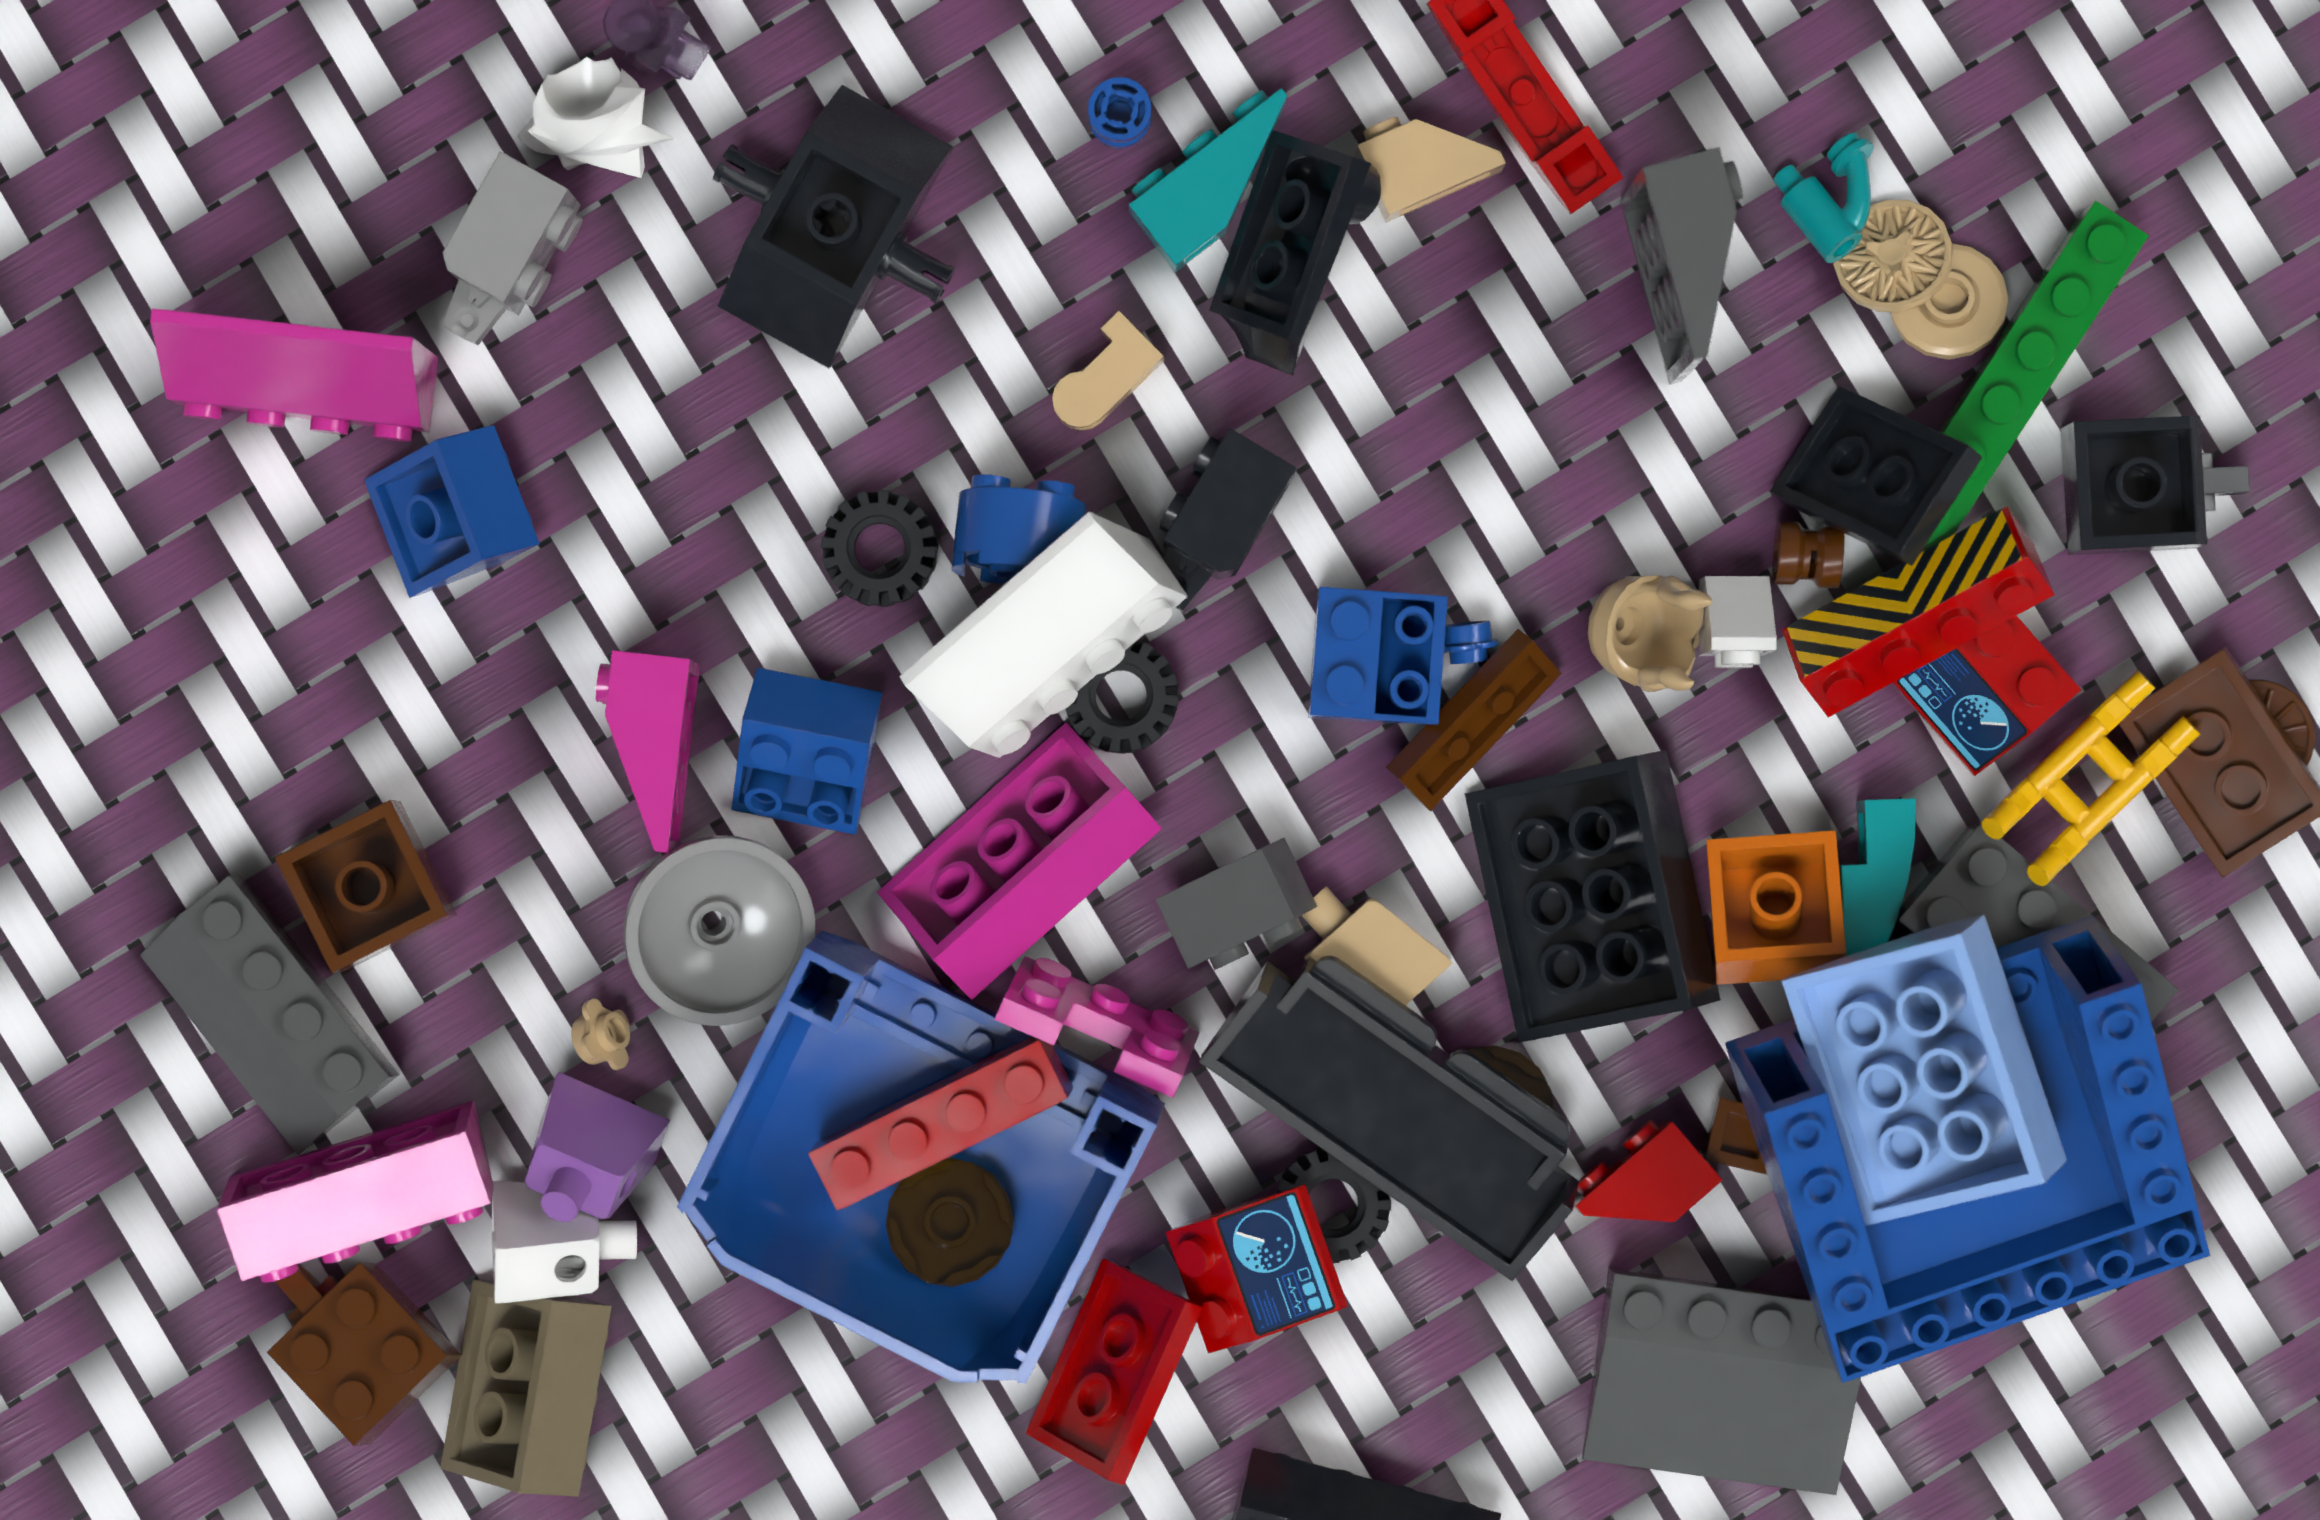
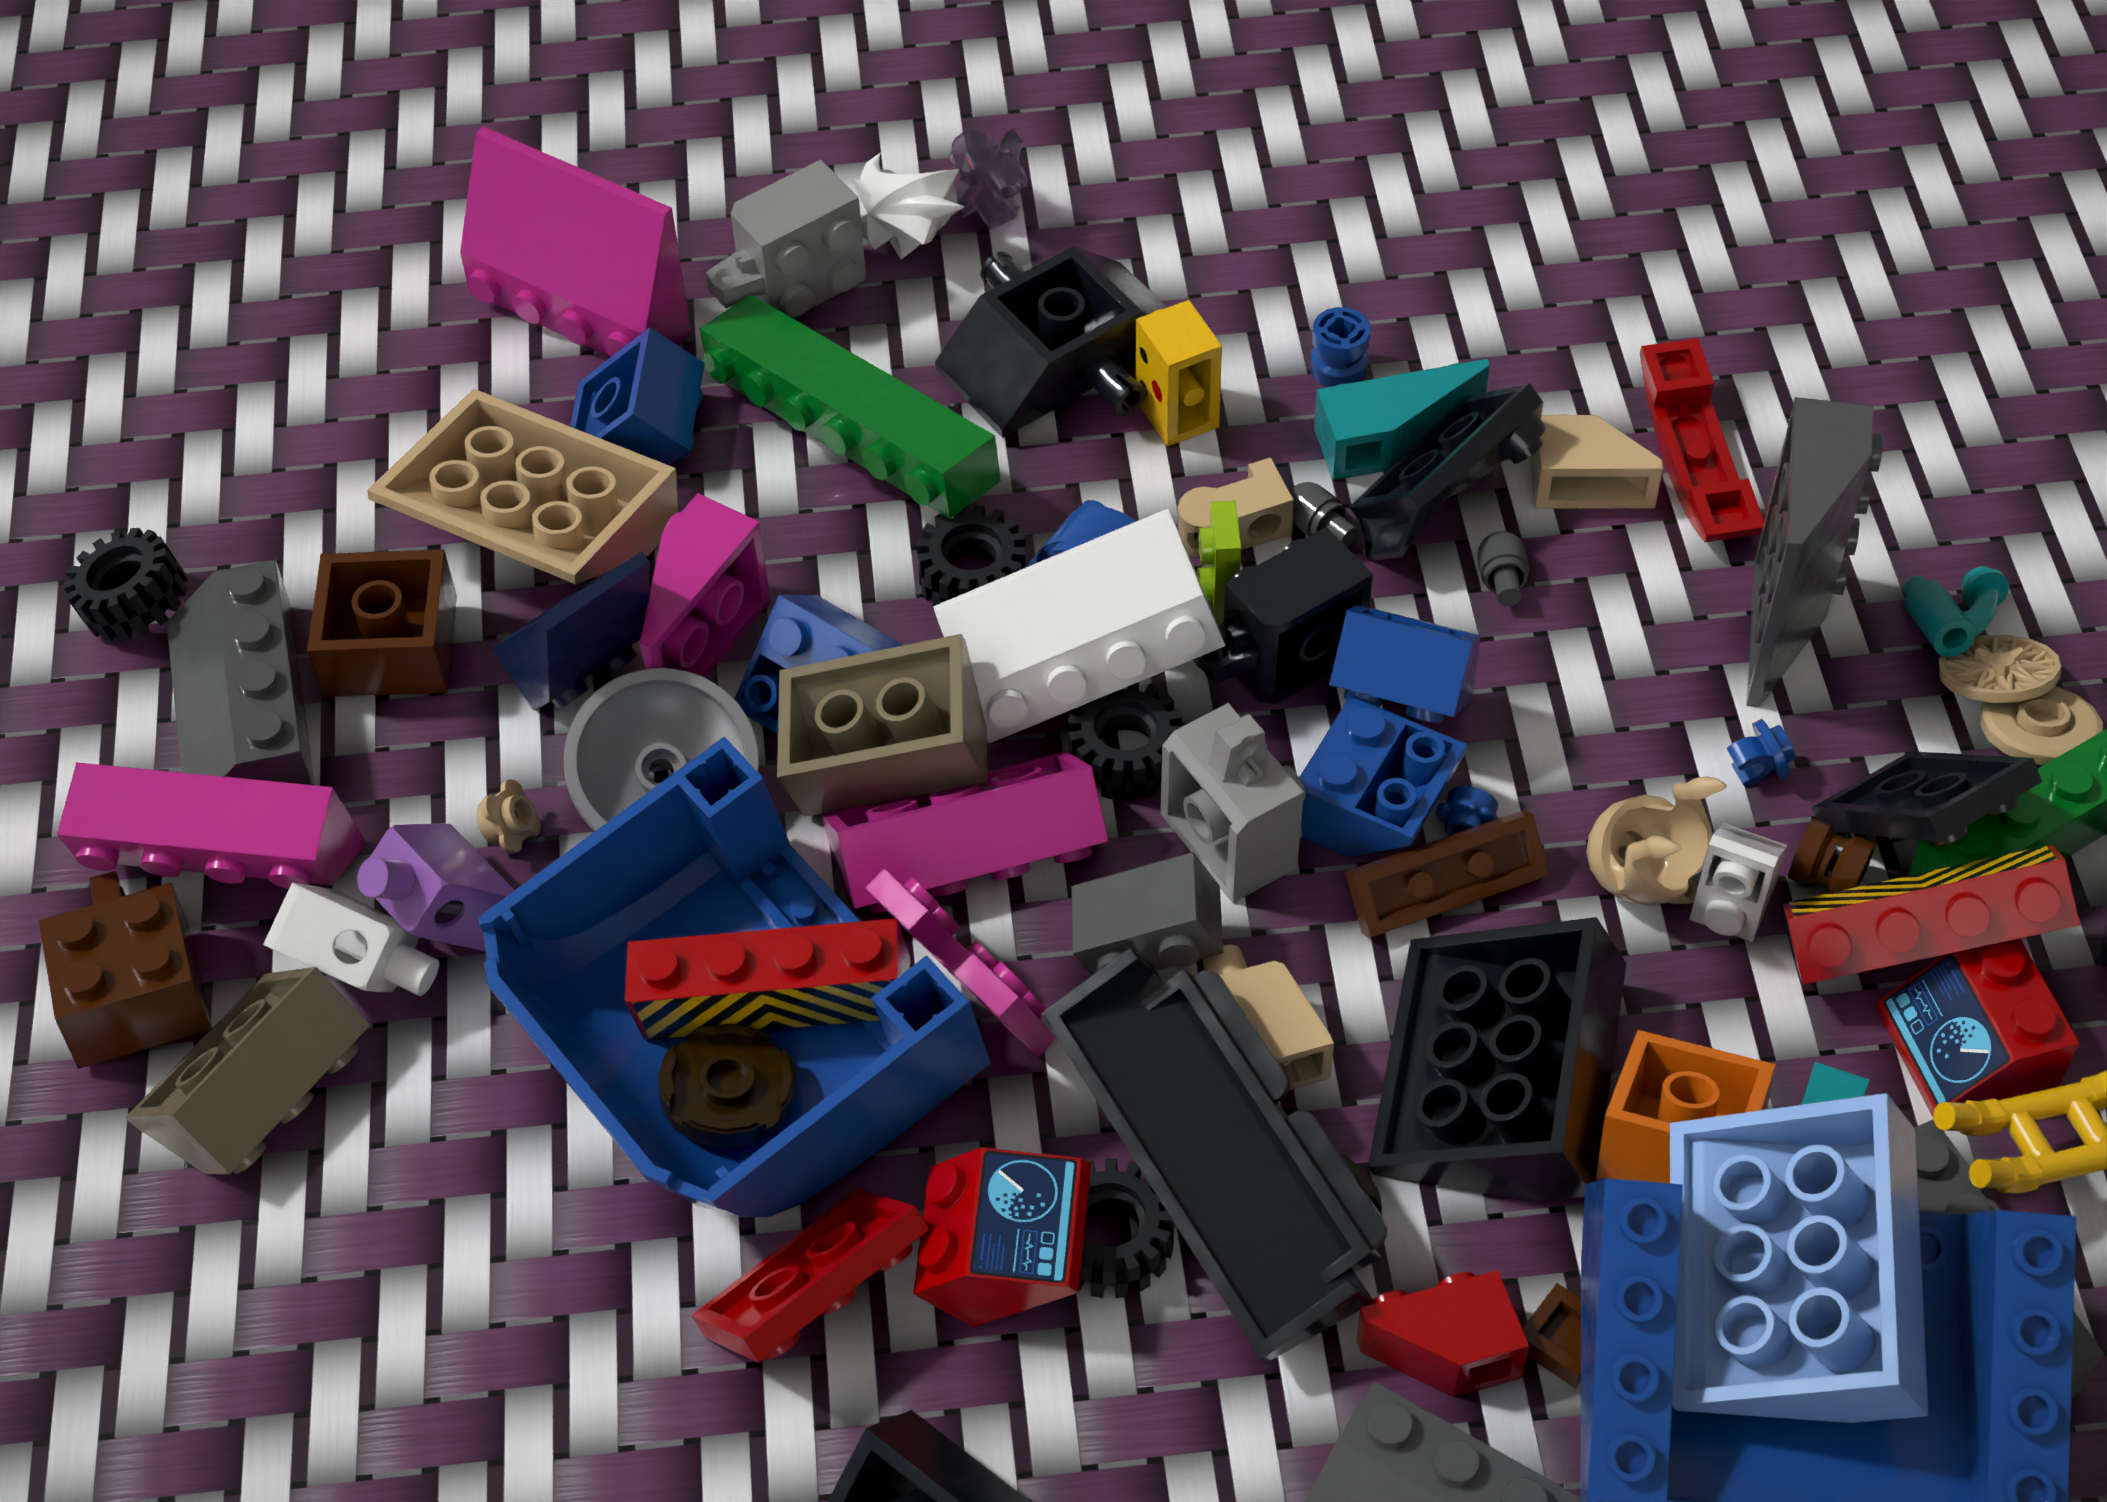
camera: 30 degrees right, 35 degrees down
(50, 945) = (125, 584): none -> black tyre
(424, 690) = (532, 489): none -> tan slope
(561, 832) = (579, 636): none -> dark blue slope
(669, 425) = (851, 406): none -> green brick
(905, 812) = (880, 726): none -> dark tan slope
(980, 241) = (1181, 372): none -> yellow brick
(1130, 474) = (1221, 552): none -> lime plate
(1185, 337) = (1317, 509): none -> dark grey cylinder
(1259, 746) = (1232, 801): none -> light grey hinge
(1357, 534) = (1405, 663): none -> blue slope
(1387, 325) = (1503, 566): none -> dark grey cylinder
(1714, 449) = (1760, 754): none -> blue plate

